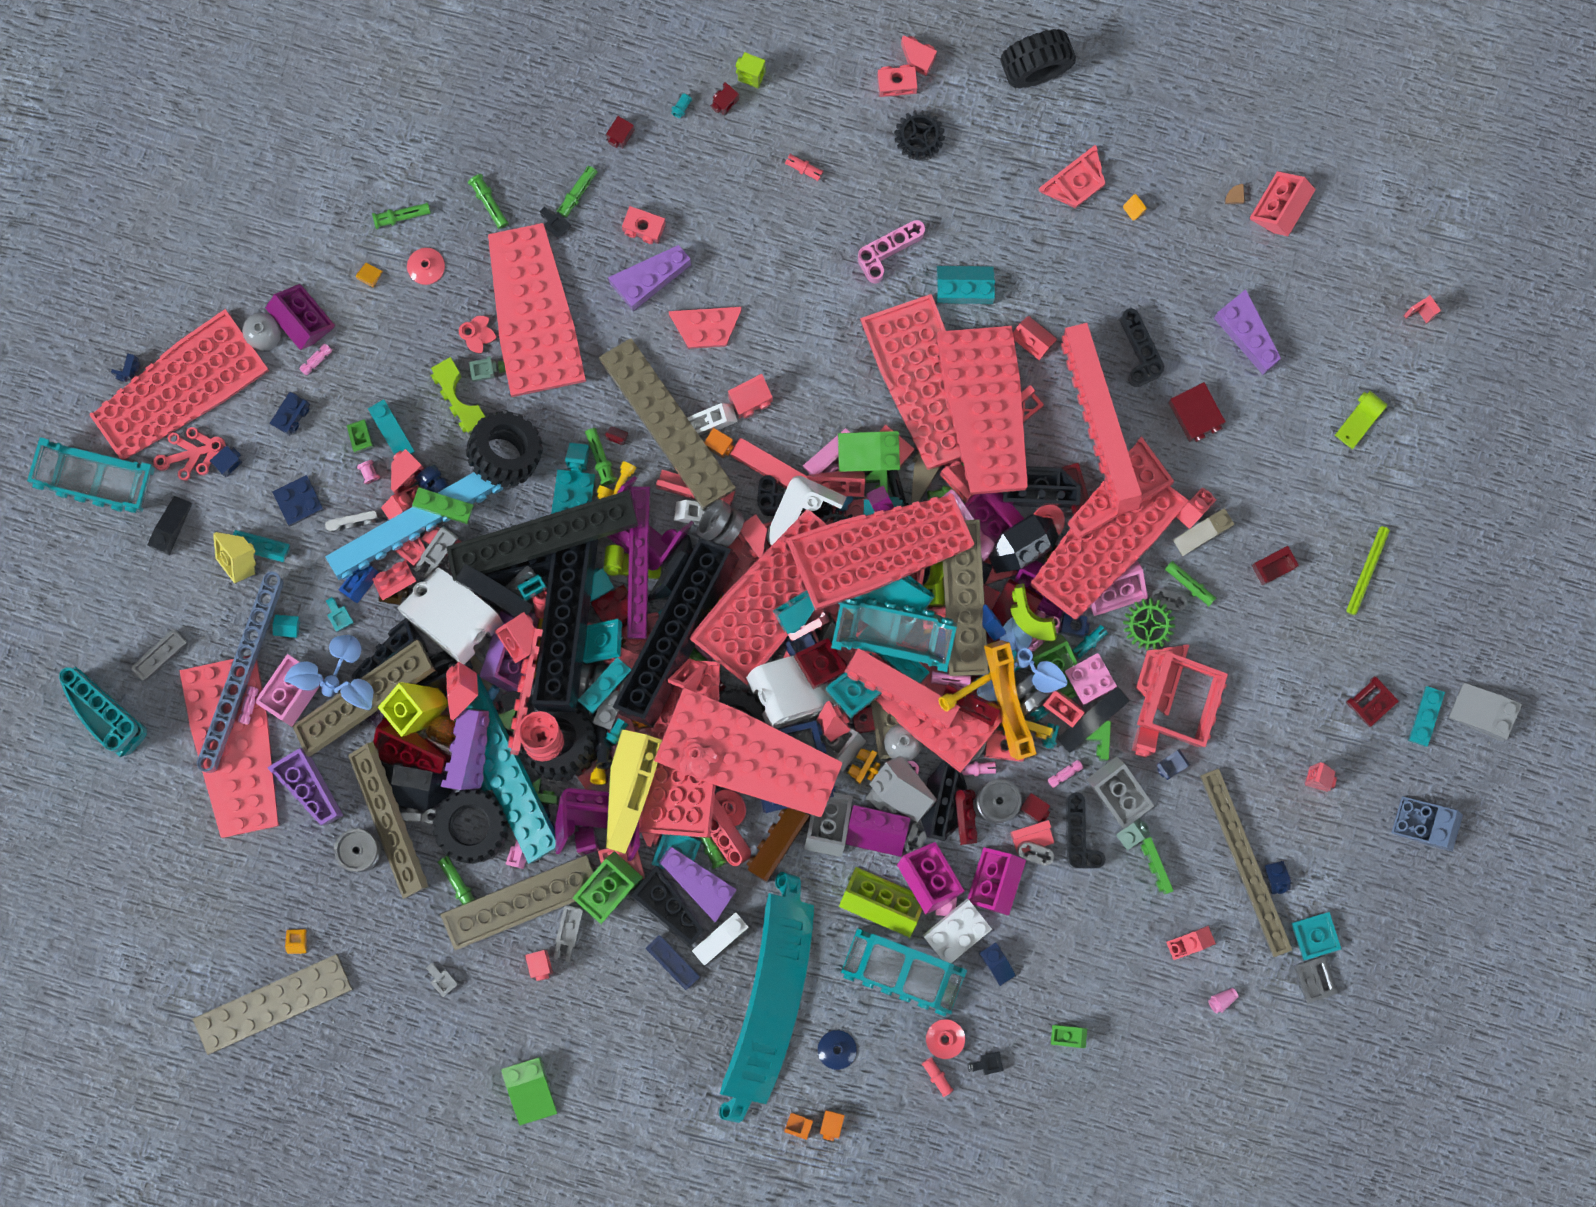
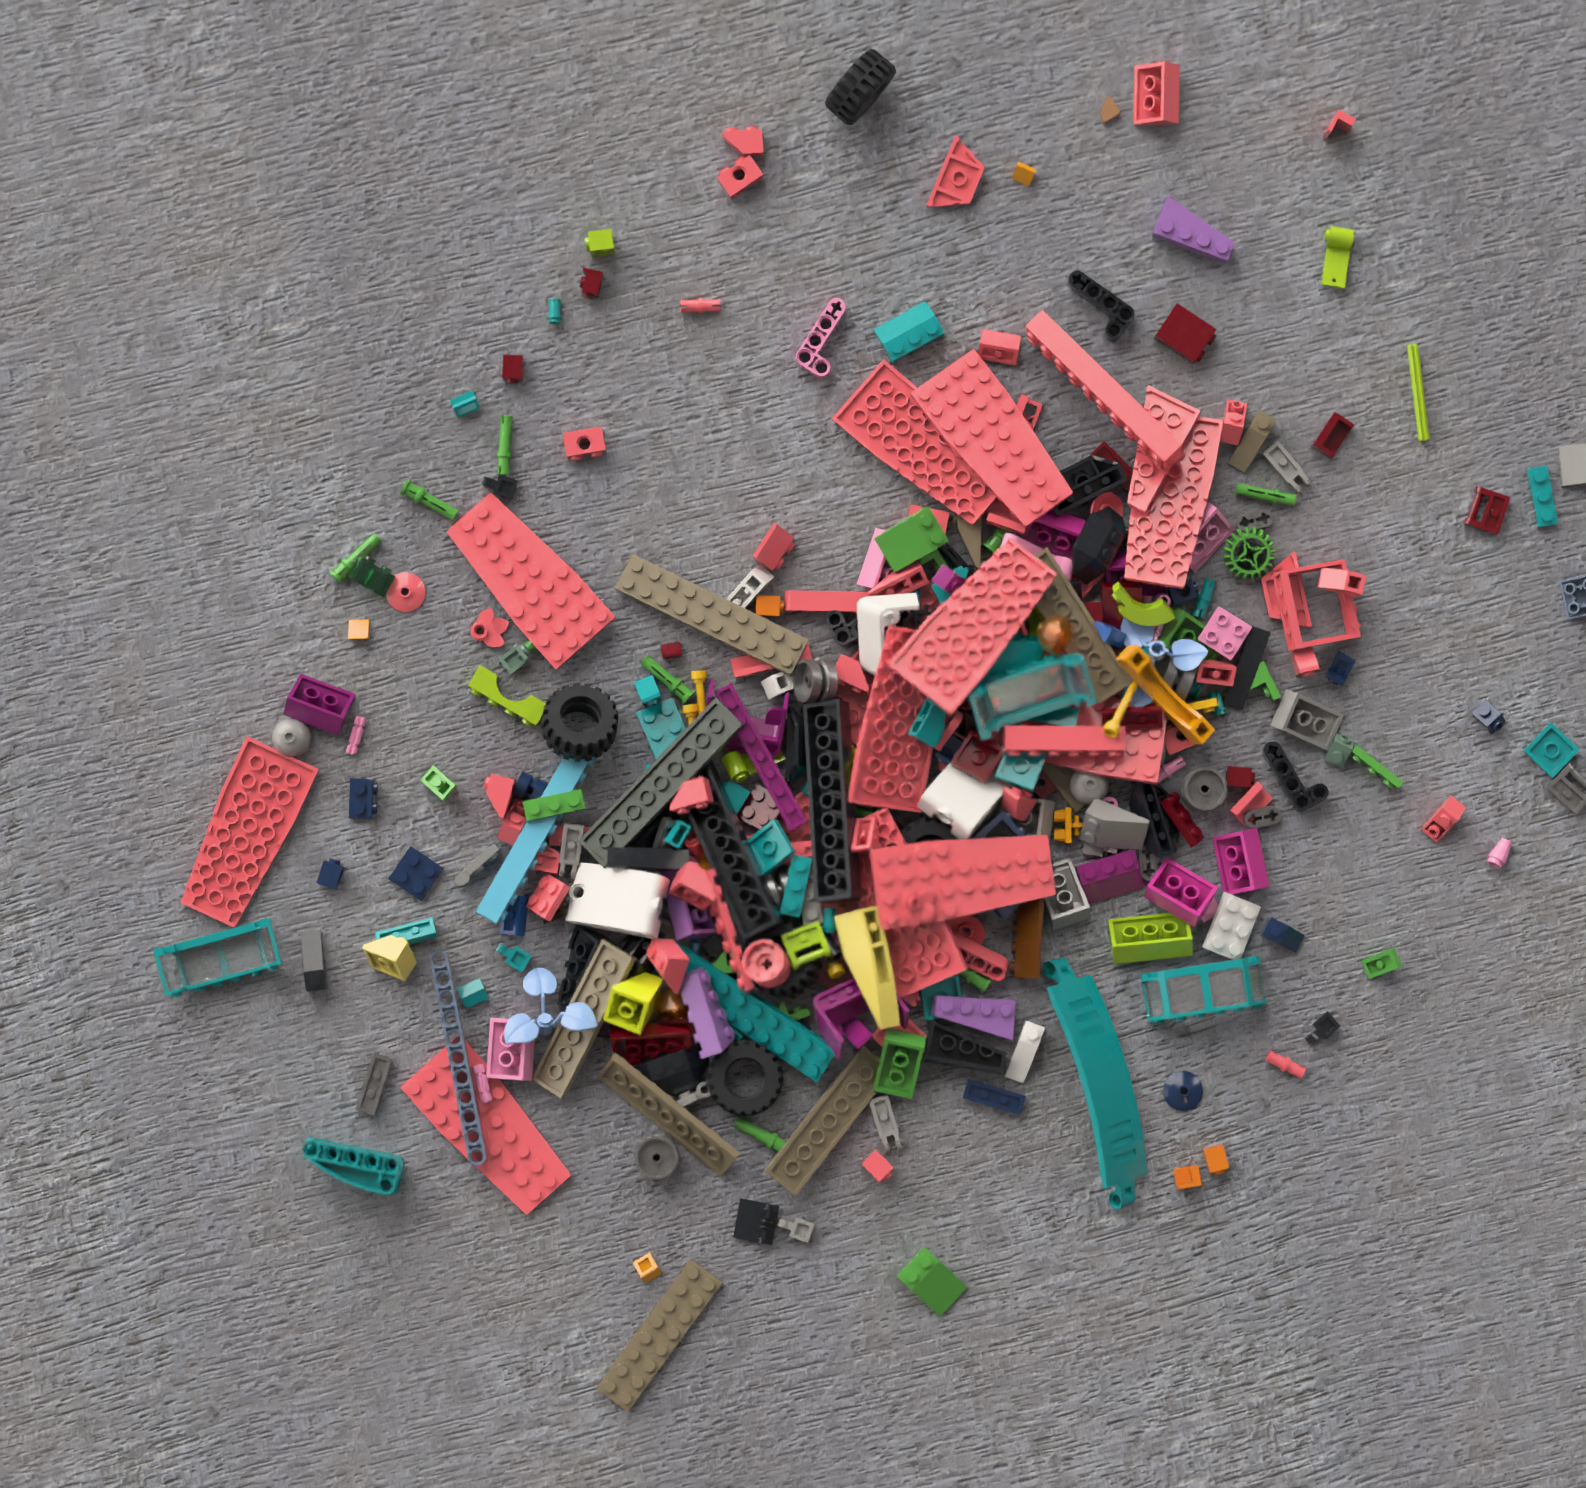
camera: 30 degrees left, 5 degrees up
(131, 366) = (192, 837): dark blue bracket -> none
(192, 454) = (294, 884): coral plant -> none
(307, 785) = (576, 1124): medium lavender wedge -> none
(368, 472) = (465, 811): bright pink bush -> none
(390, 427) = (463, 761): teal slope -> none
(404, 236) = (371, 576): none -> clear green brick
(410, 954) = (756, 1221): none -> black hinge
(516, 857) = (801, 1082): bright pink plate -> none
(561, 559) = (691, 795): none -> coral slope
(564, 139) = (465, 404): none -> teal piece
(585, 733) = (805, 938): none -> lime plate
(648, 277) = (616, 490): medium lavender wedge -> none
(706, 326) = (694, 504): coral wing -> none
(916, 128) = (796, 221): black gear -> none
(937, 678) = (1110, 702): bright pink pin -> none
(944, 595) = (1055, 634): none -> clear orange cylinder
(955, 1035) = (1284, 1025): coral dish -> none
(1065, 773) = (1248, 730): bright pink axle -> none
(1215, 690) = (1342, 581): none -> coral slope
(1221, 569) = (1285, 466): none -> light grey hinge
(1246, 863) = (1453, 719): dark tan plate -> none
(1321, 777) = (1478, 606): coral slope -> none

